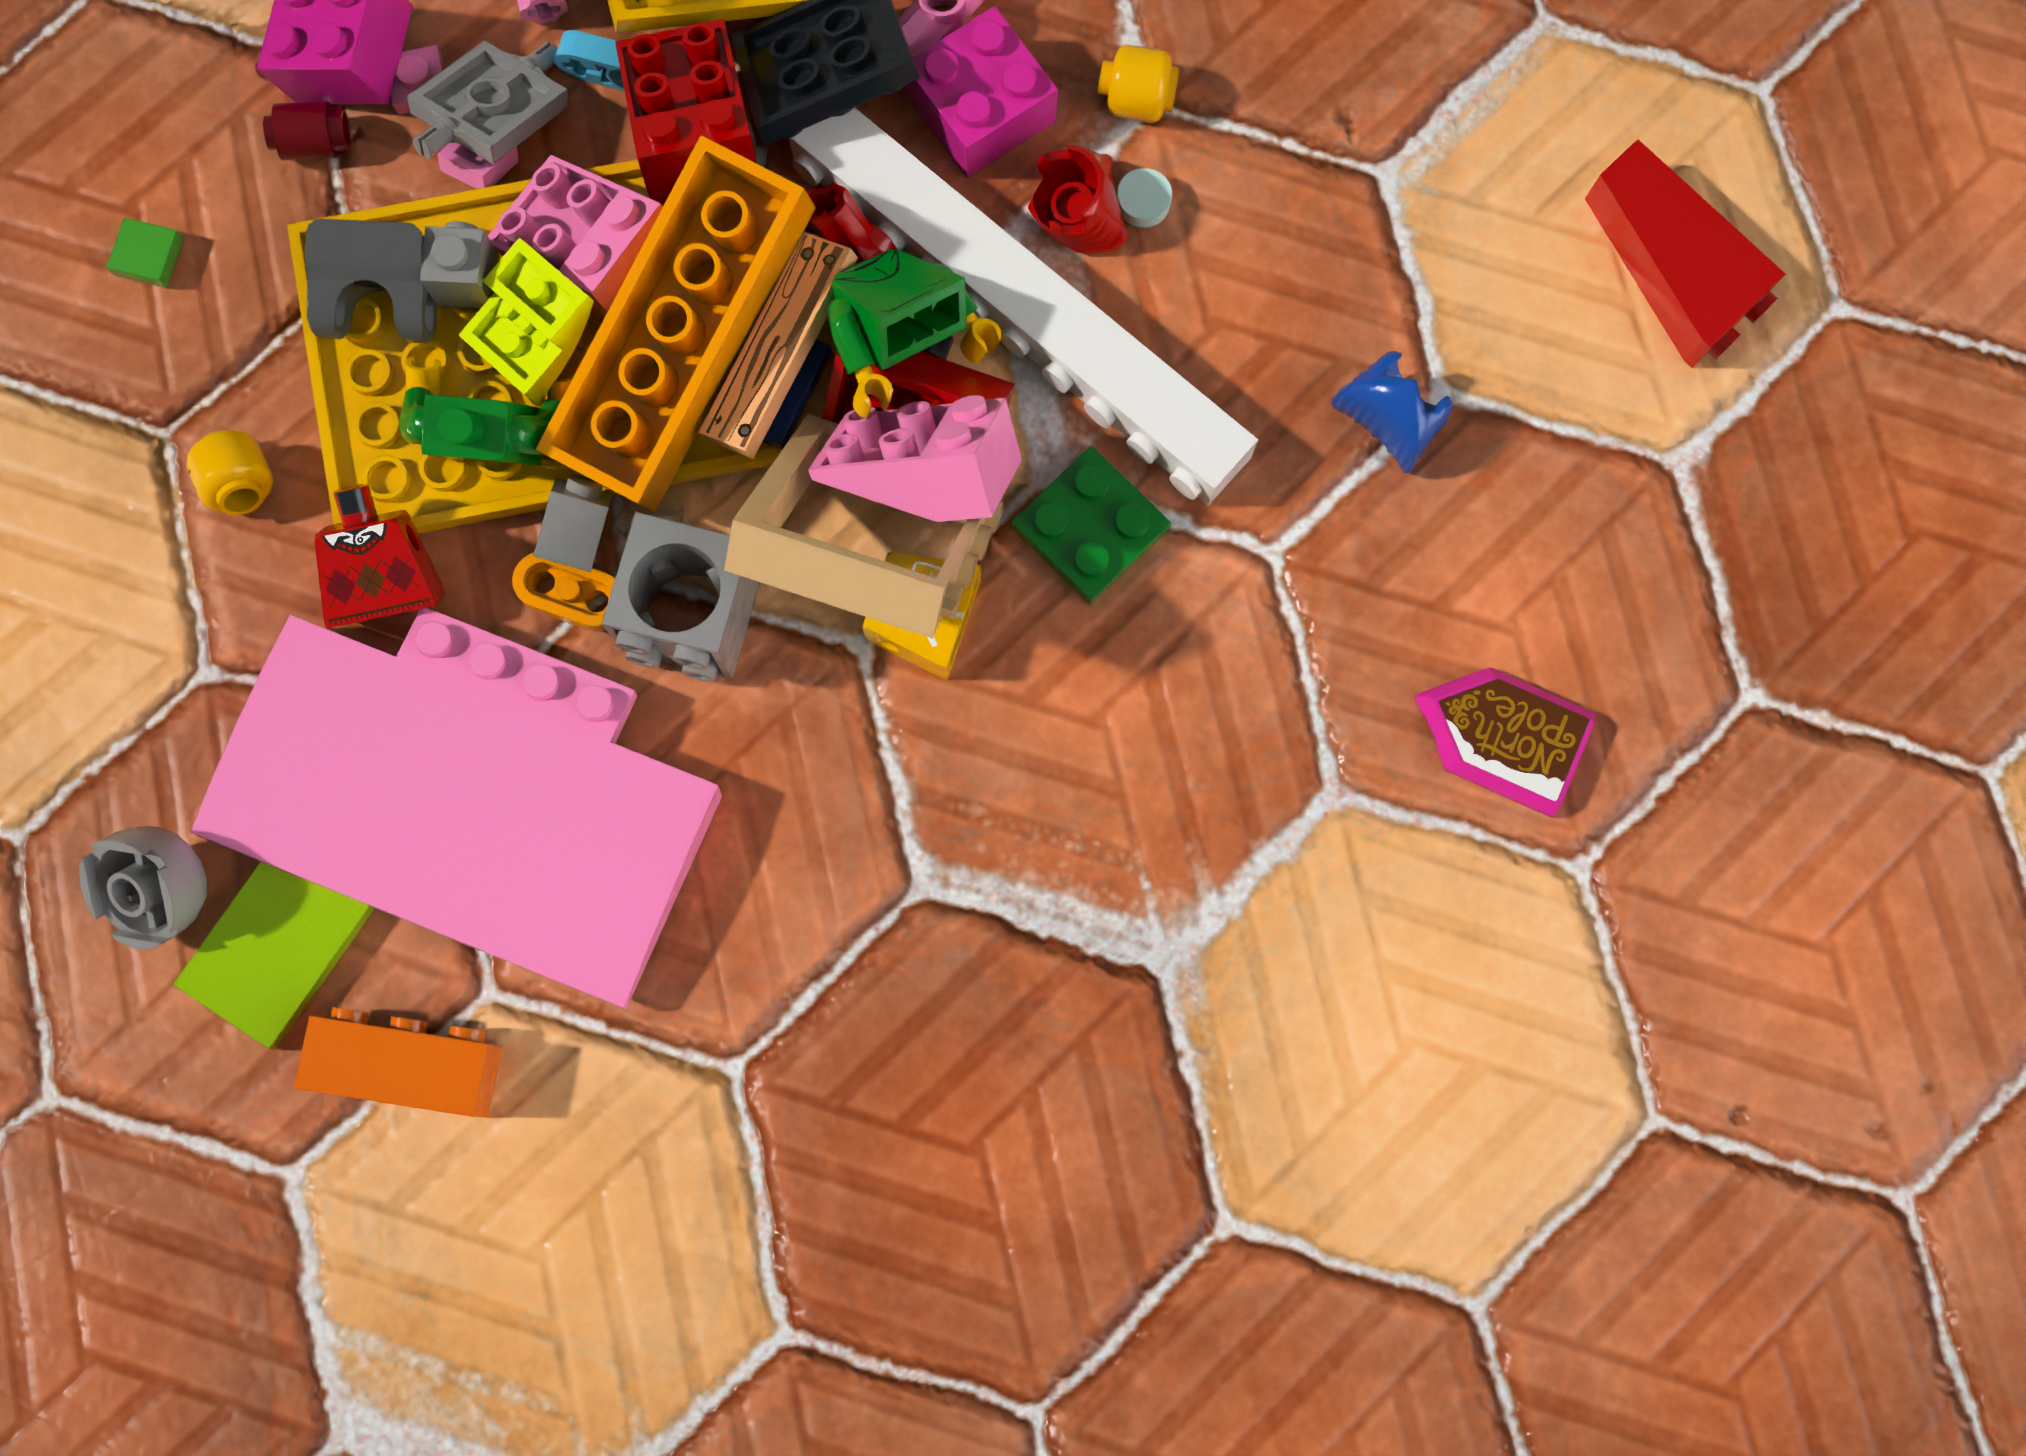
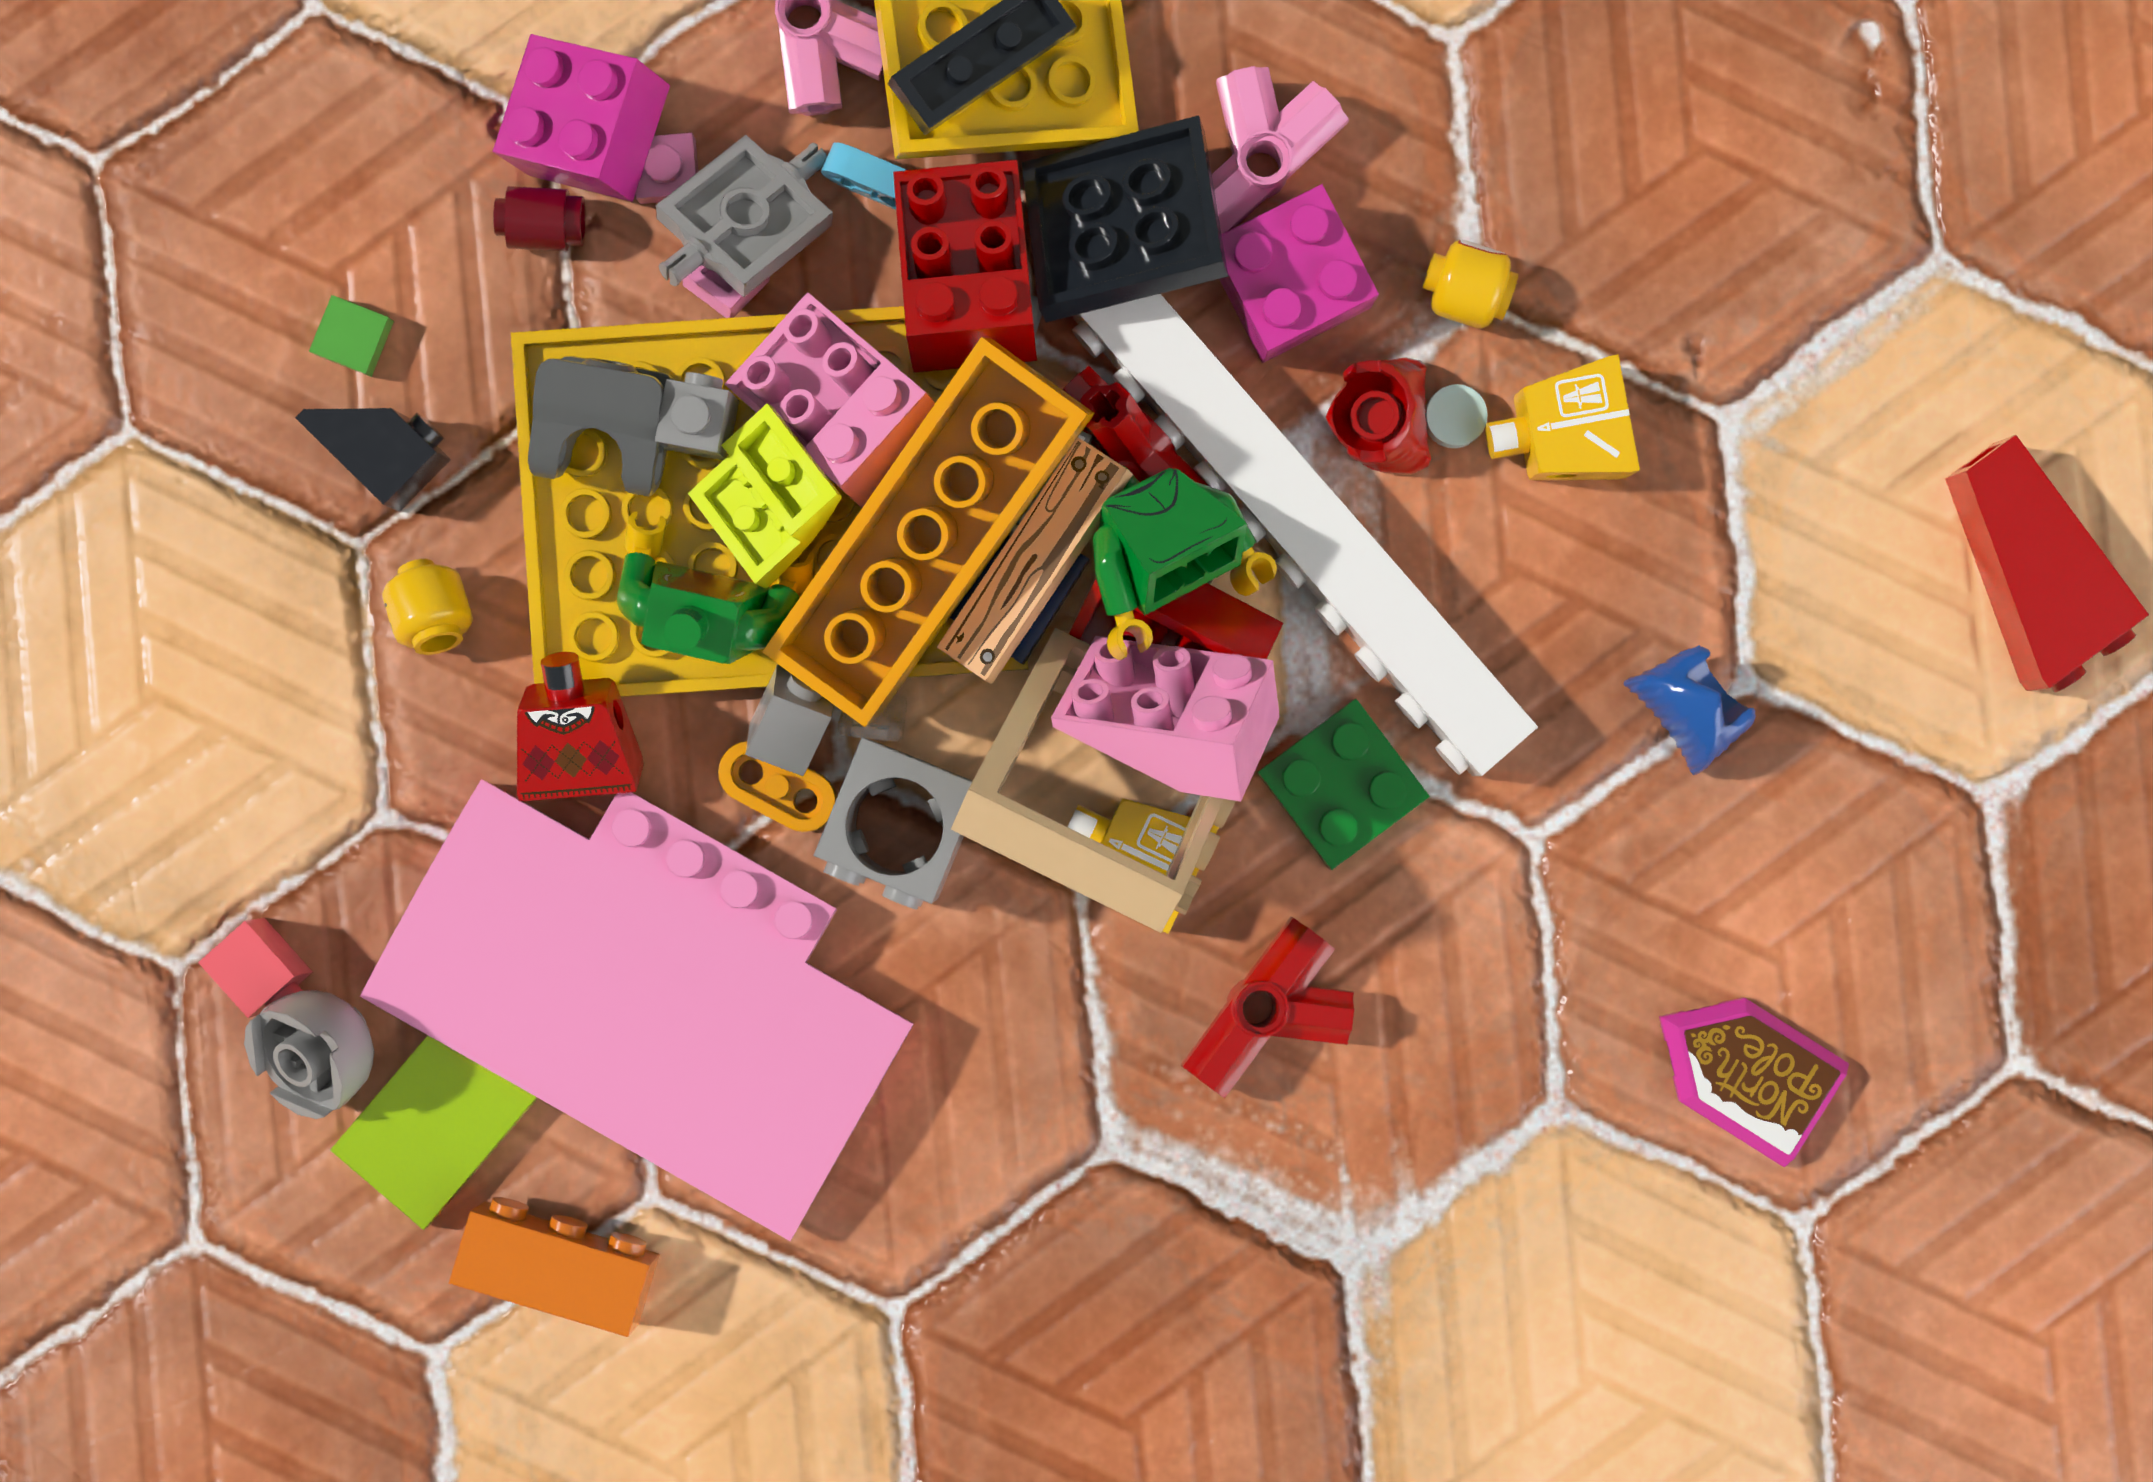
camera: 10 degrees right, 10 degrees up
(84, 813) = (255, 966): none -> coral brick
(177, 339) = (380, 448): none -> black slope
(1078, 728) = (1296, 1011): none -> red piece
(1247, 188) = (1571, 426): none -> yellow torso

